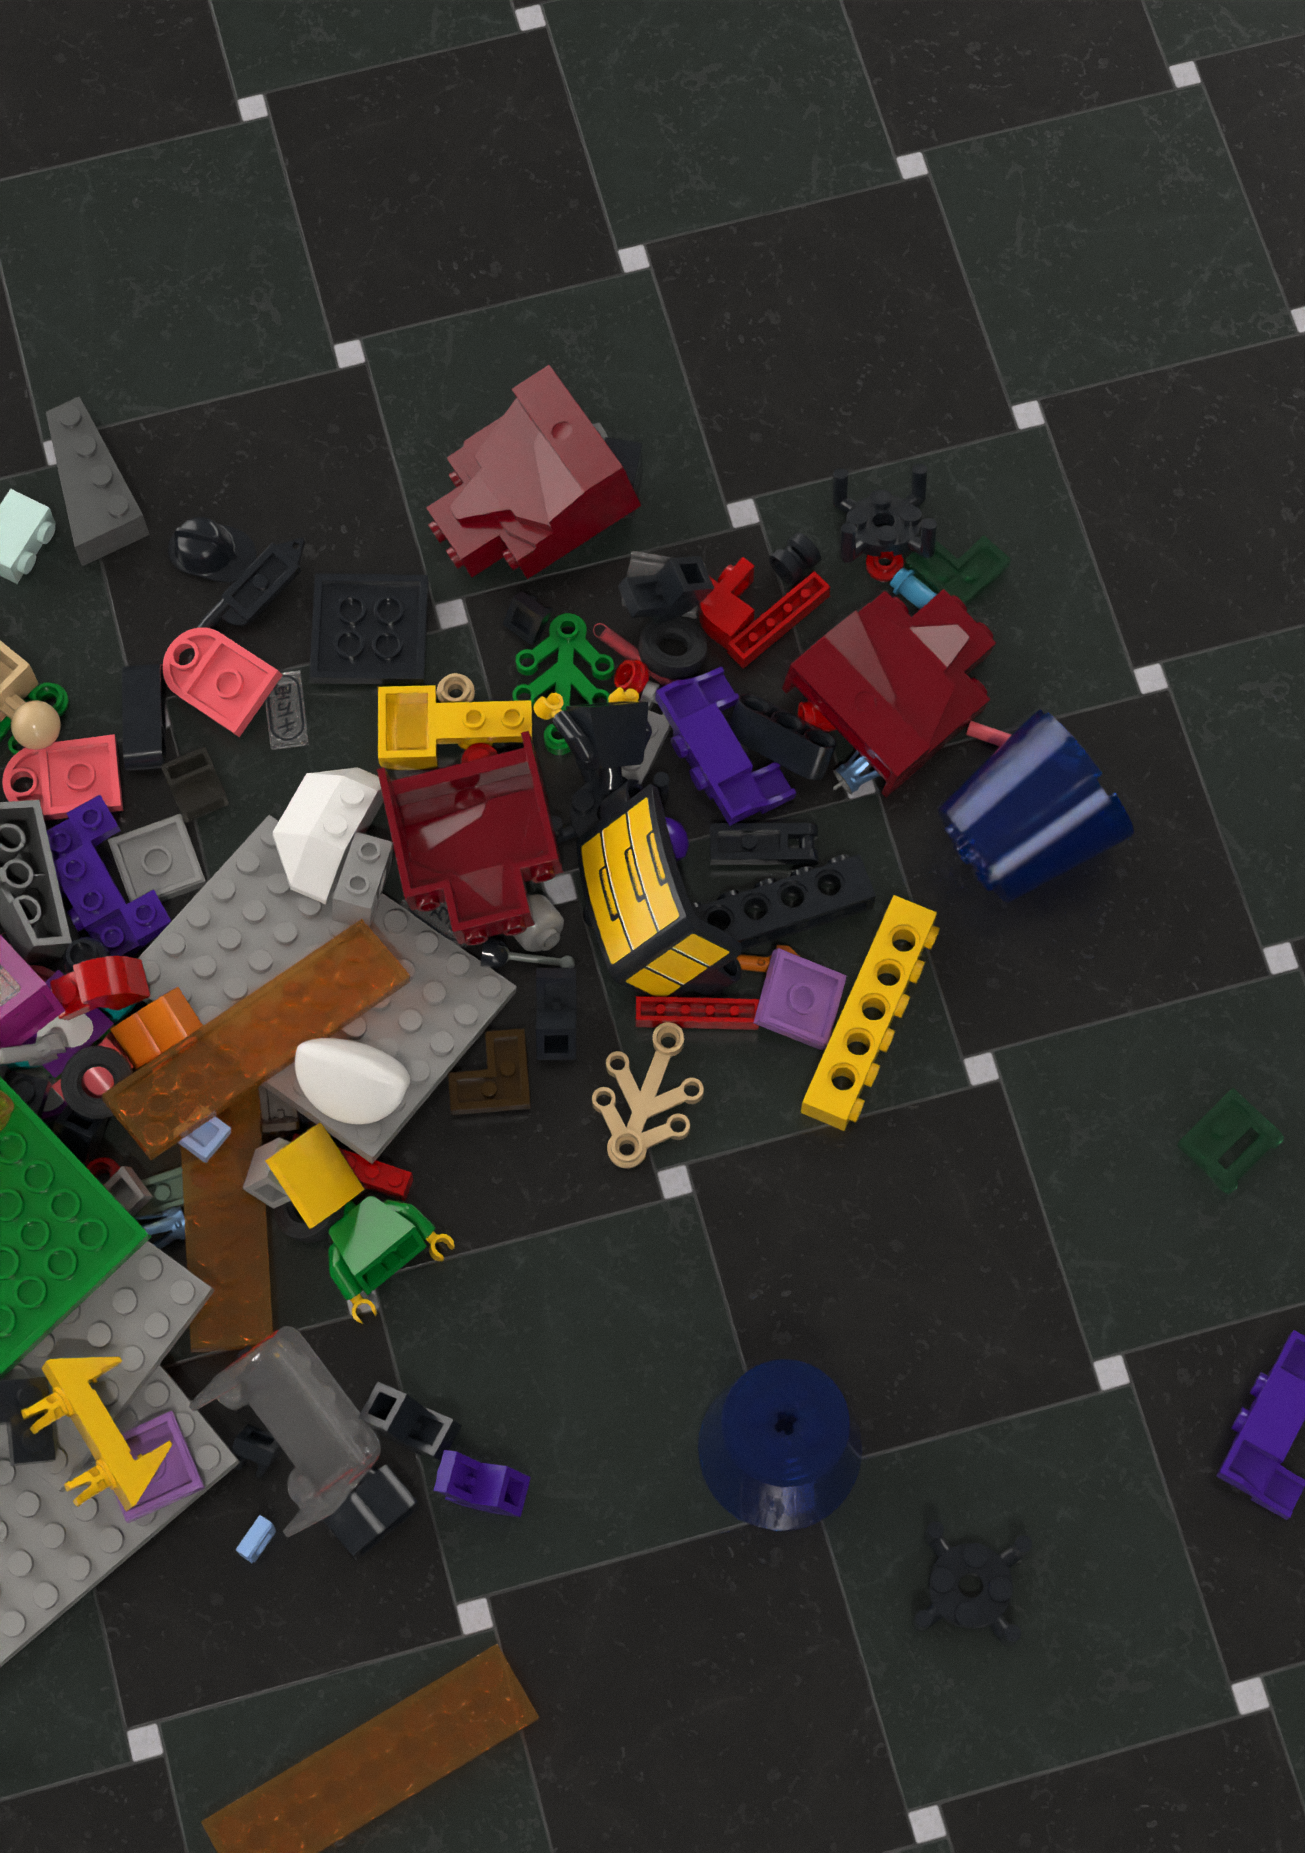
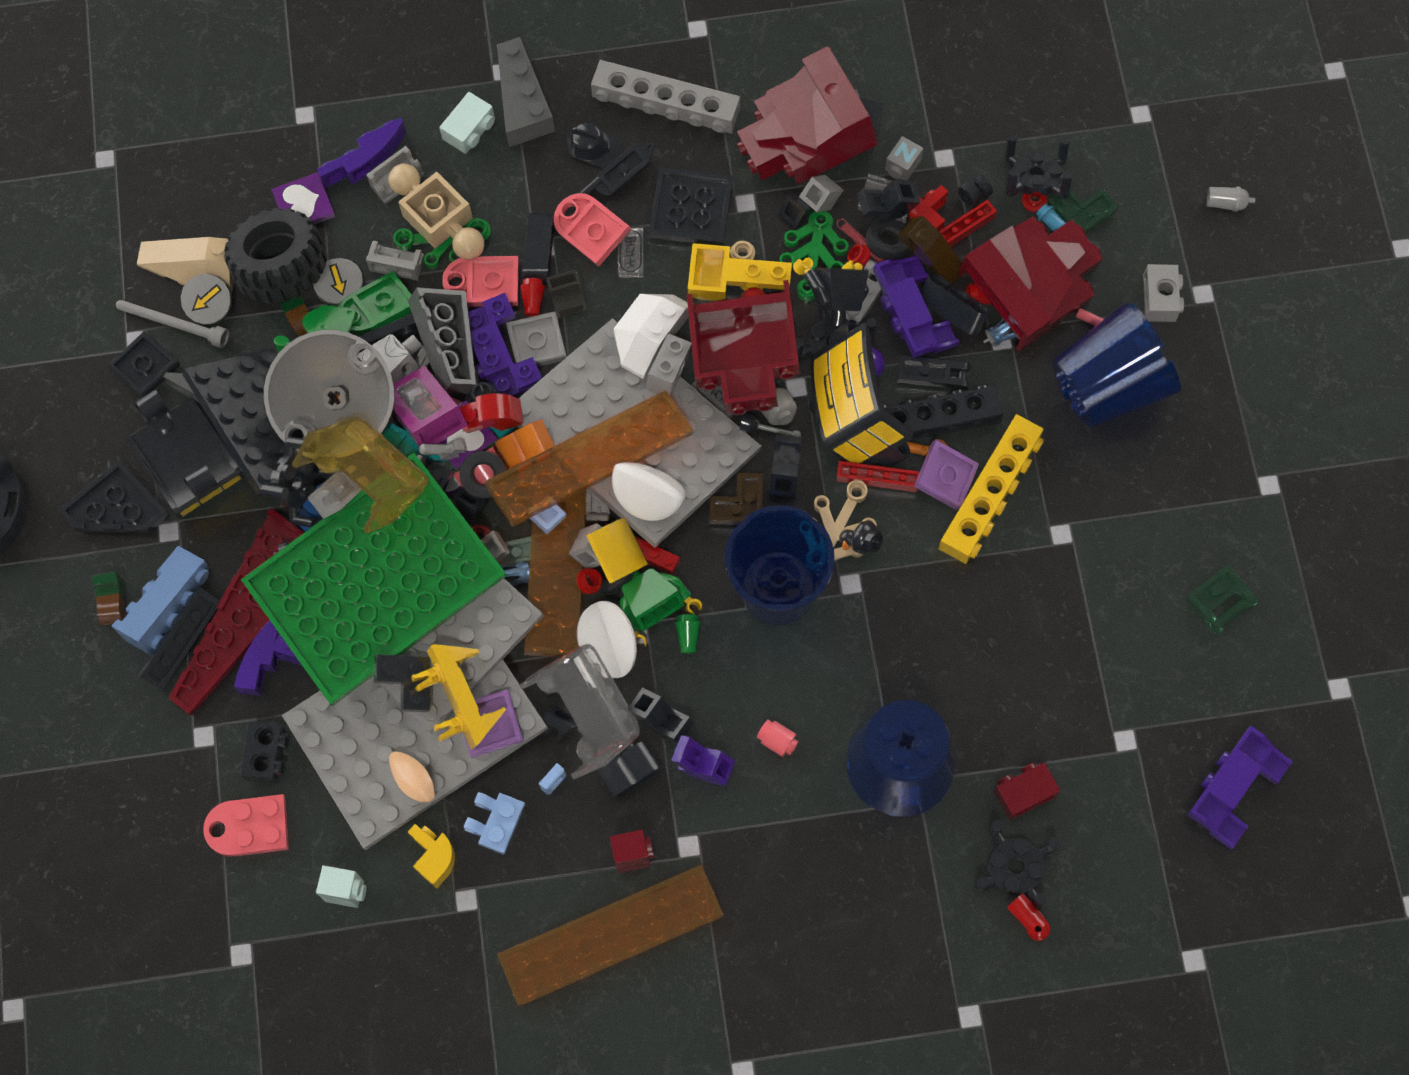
camera: 10 degrees right, 0 degrees up
(40, 1565) = (411, 777): none -> light nougat arm
(96, 1681) = (438, 859): none -> yellow brick
(143, 791) = (532, 295): none -> red cone
(185, 1616) = (501, 822): none -> light blue plate
(284, 1220) = (593, 577): none -> red plate
(297, 450) = (656, 87): none -> light grey brick
(320, 1306) = (610, 634): none -> white piece
(388, 1637) = (631, 851): none -> dark red brick
(437, 1287) = (688, 632): none -> green cone
(557, 1141) = (781, 546): none -> clear blue cone
(563, 588) = (821, 193): none -> light grey brick
(591, 1433) = (777, 738): none -> coral brick
(682, 522) = (903, 159): none -> light grey brick
(685, 1113) = (862, 539): none -> black animal
(738, 656) = (931, 248): none -> dark brown slope
(972, 1468) = (1026, 790): none -> dark red brick
(1000, 1662) = (1030, 917): none -> red piece
(1086, 705) = (1157, 306): none -> light grey brick
(1172, 529) = (1228, 198): none -> light grey piece

